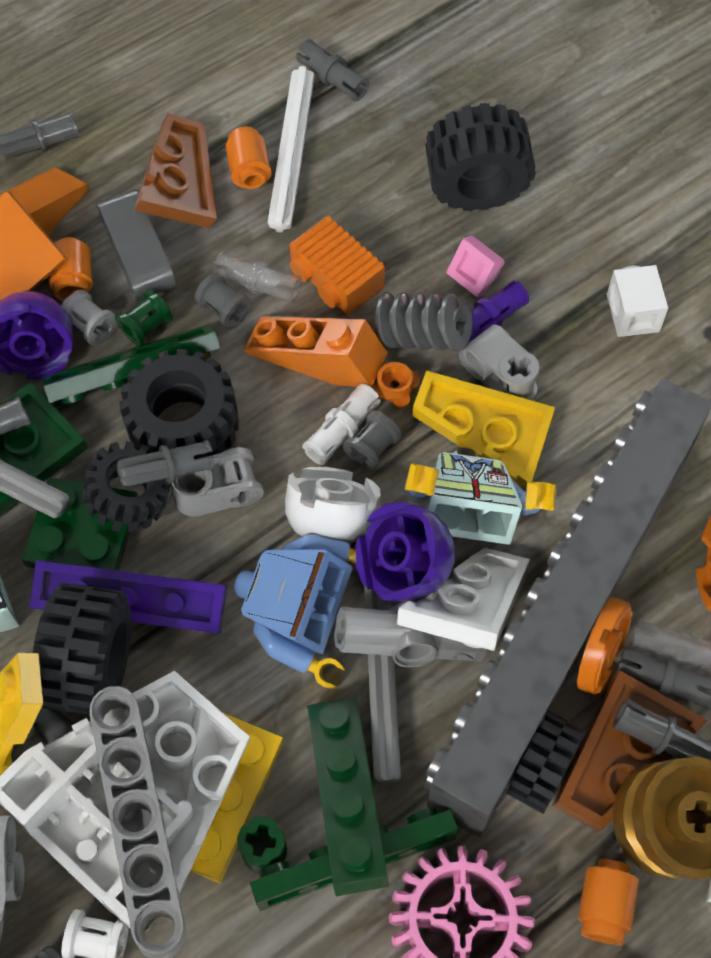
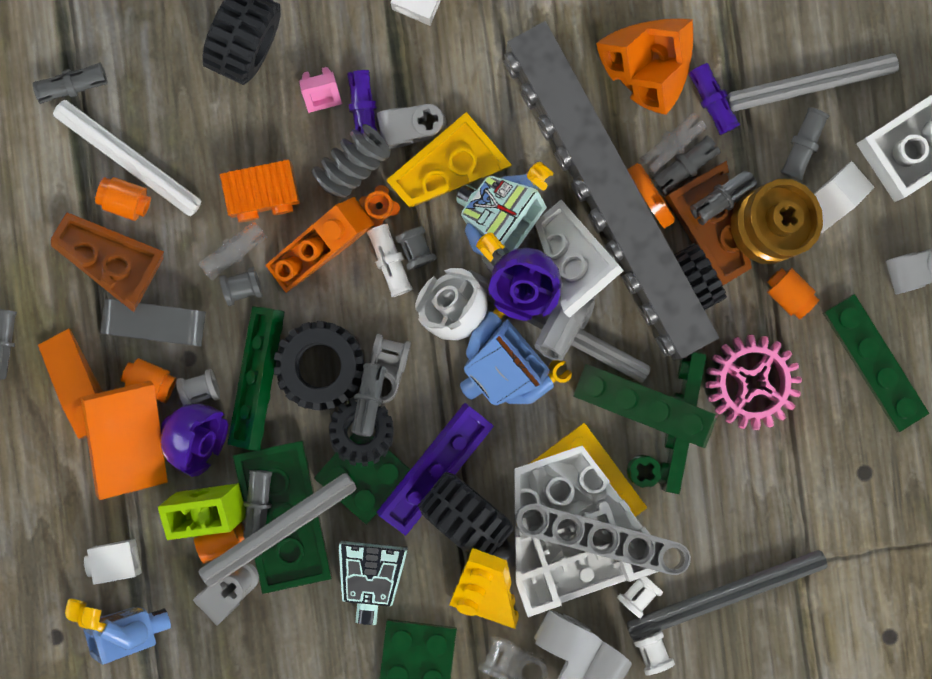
camera: 60 degrees left, 25 degrees up
(158, 314) = (222, 349): dark green bush -> none

